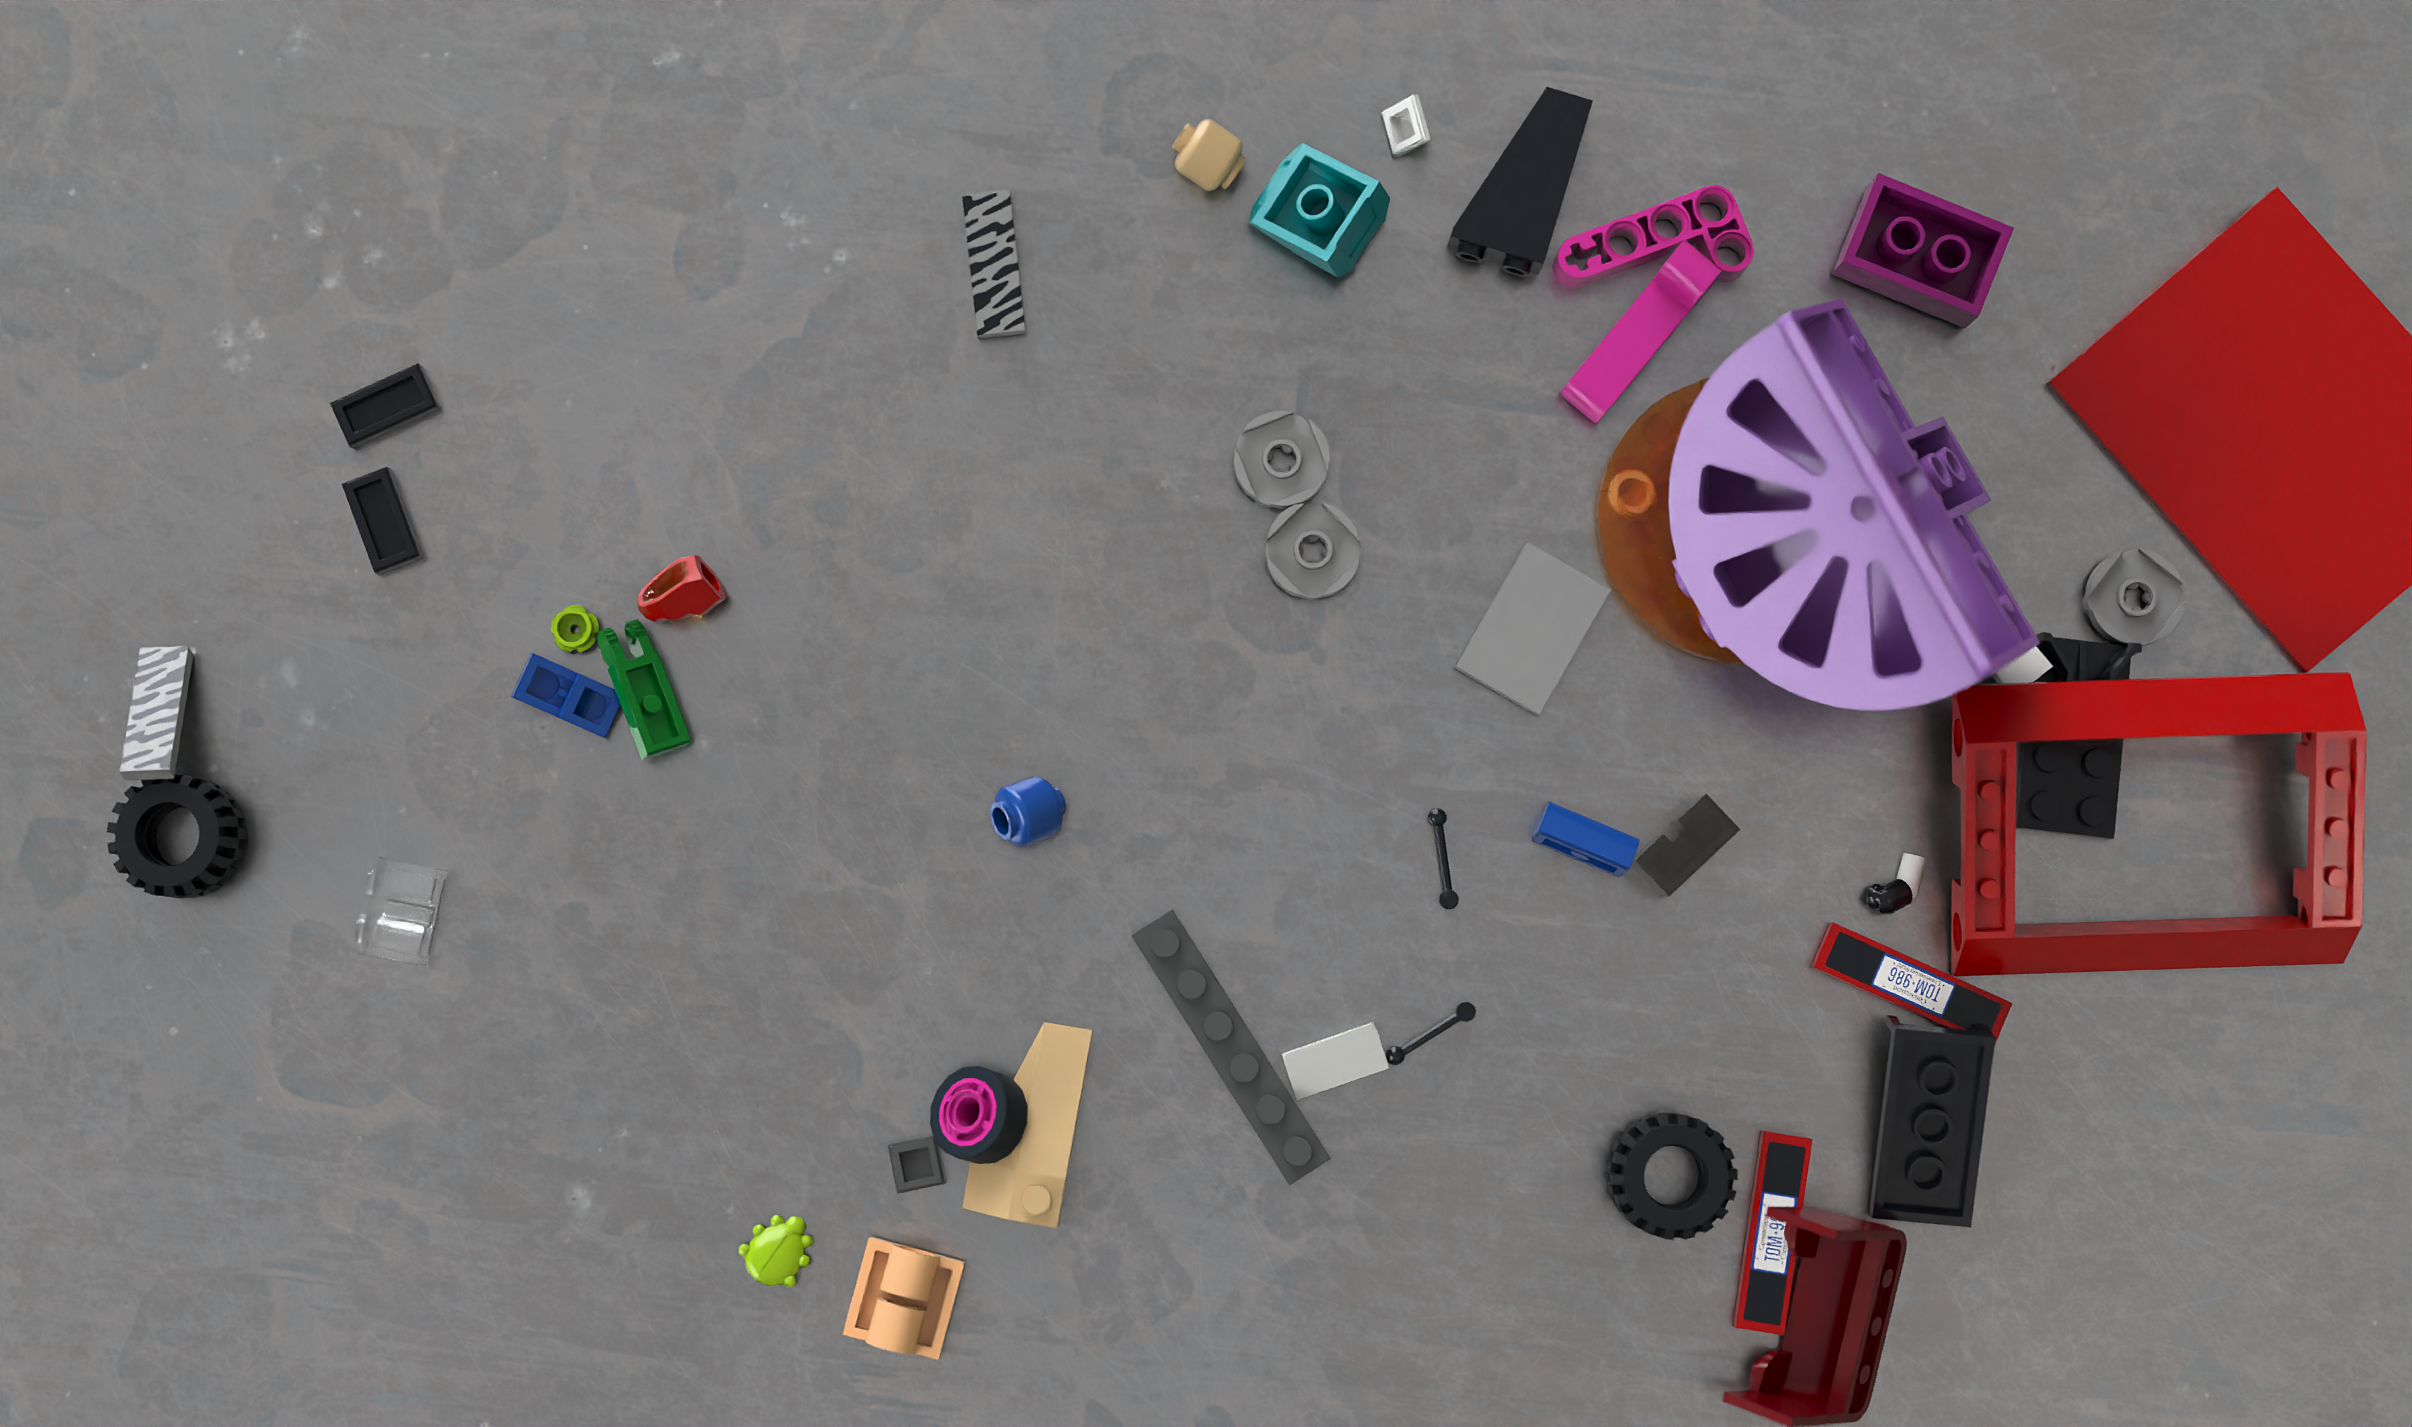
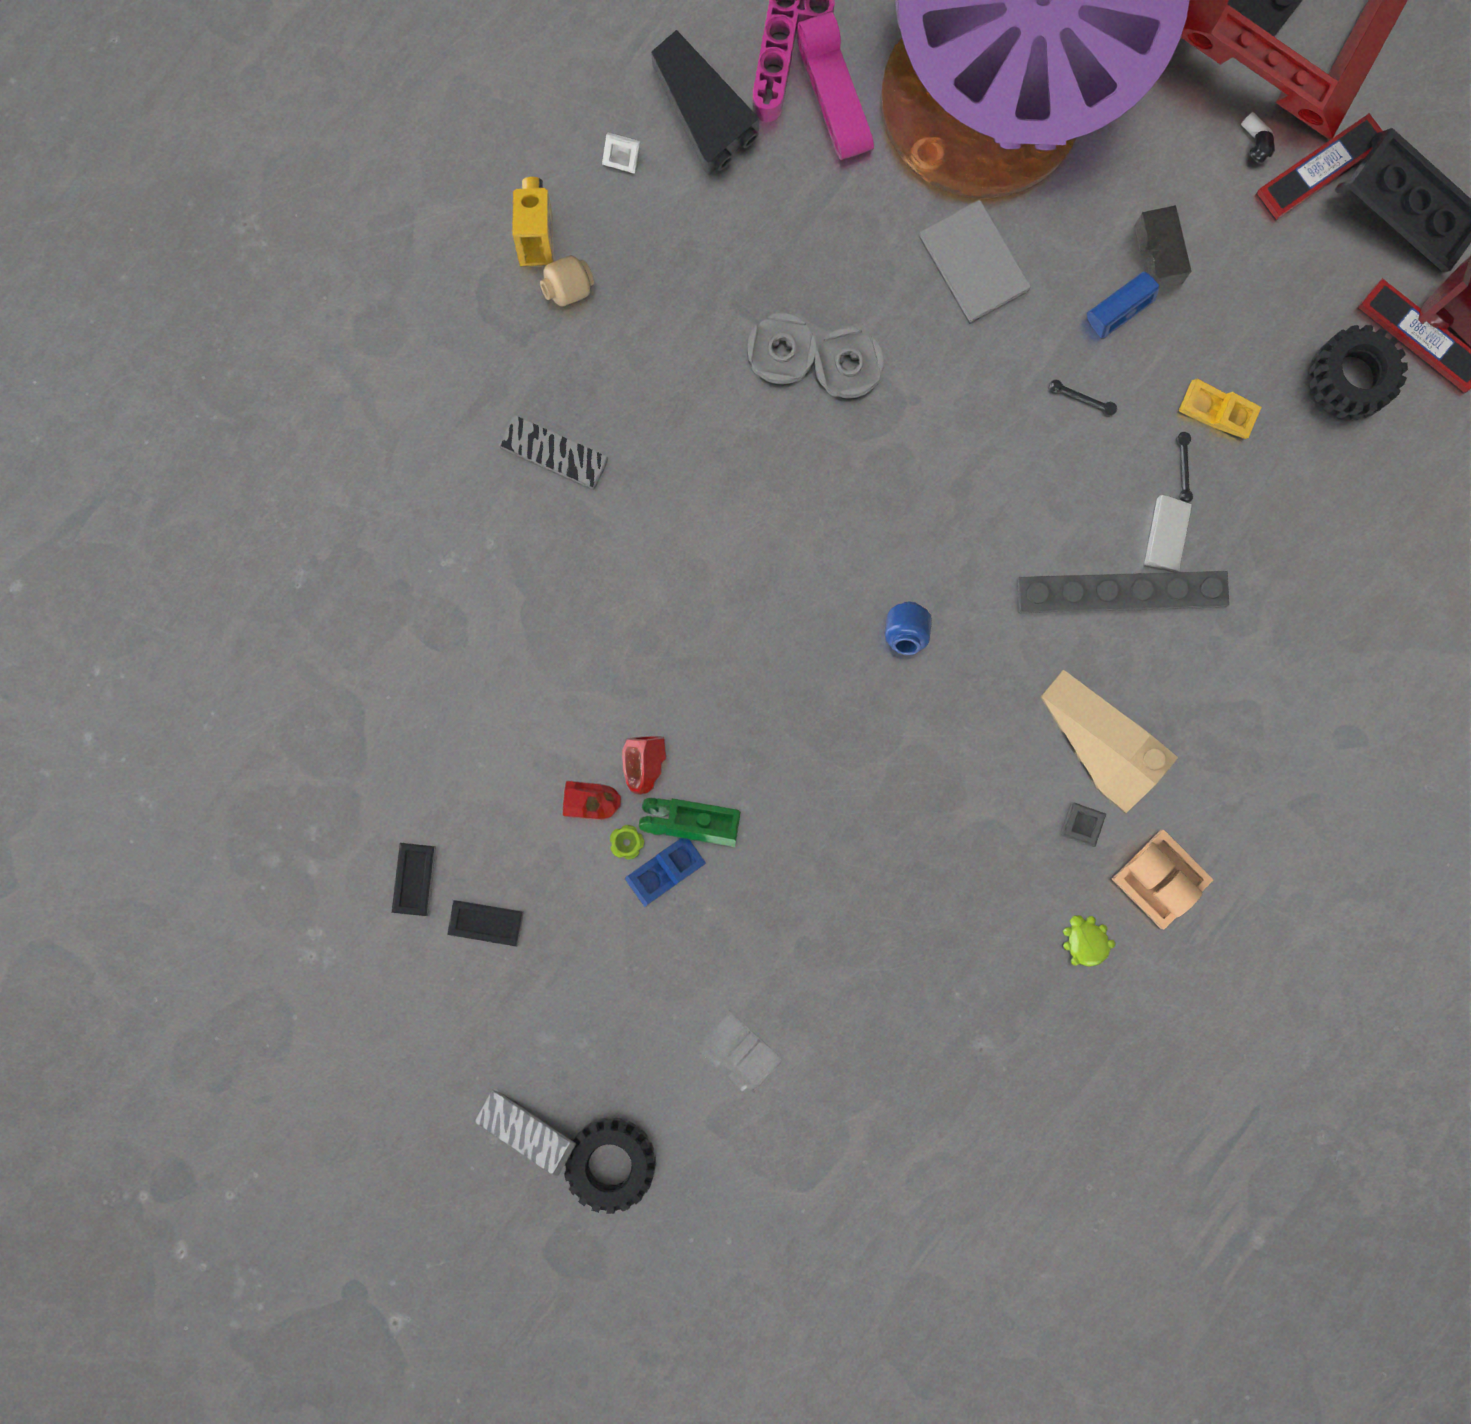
camera: 55 degrees left, 0 degrees up
(597, 555) = (590, 800): none -> red rock
(957, 1108) = (1064, 777): wheel -> none
(1252, 72) = (532, 223): none -> yellow torso
(1321, 209) = (640, 233): teal slope -> none
(1528, 1034) = (1220, 410): none -> yellow slope

